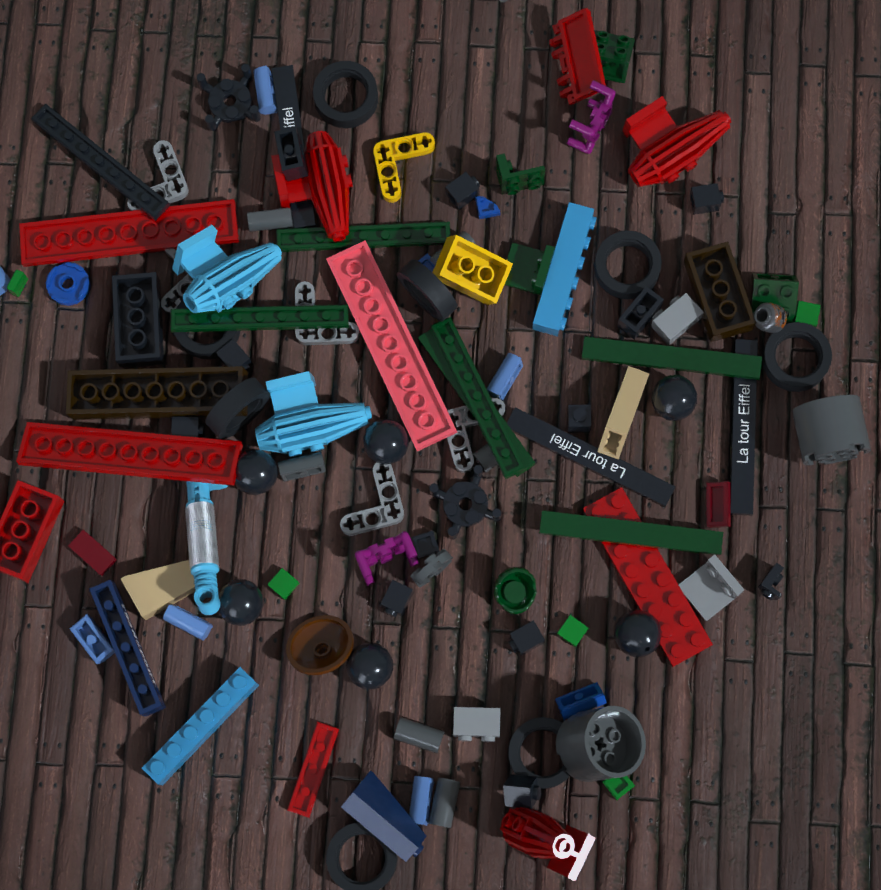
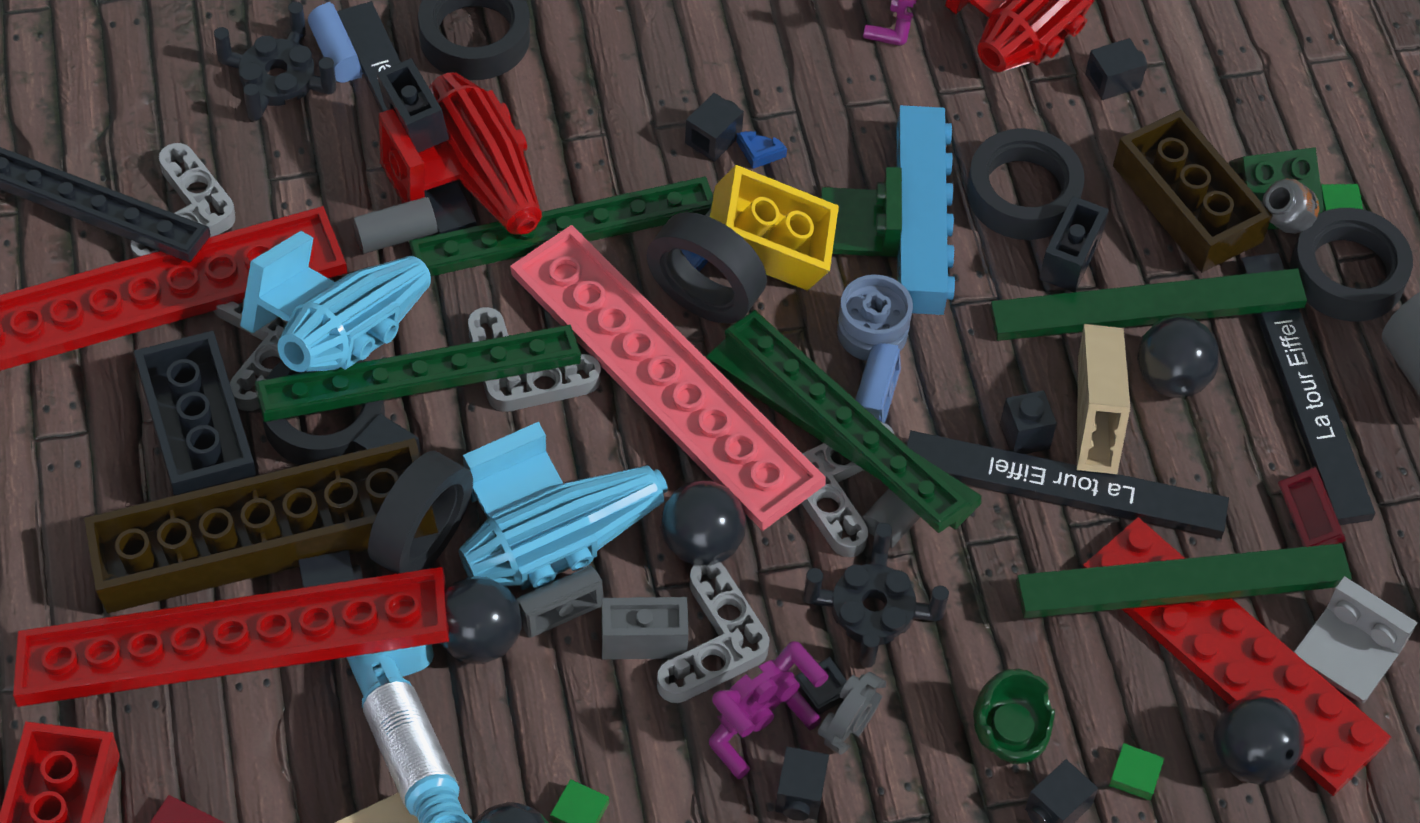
camera: 25 degrees left, 20 degrees down
(74, 294) = (53, 413): blue tile -> none
(340, 493) = (644, 627): none -> dark grey panel
(394, 154) = (582, 99): yellow beam -> none
(513, 182) = (798, 92): dark green bracket -> none
(515, 323) = (872, 313): none -> sand blue wheel
(676, 319) = (1135, 244): light grey brick -> none

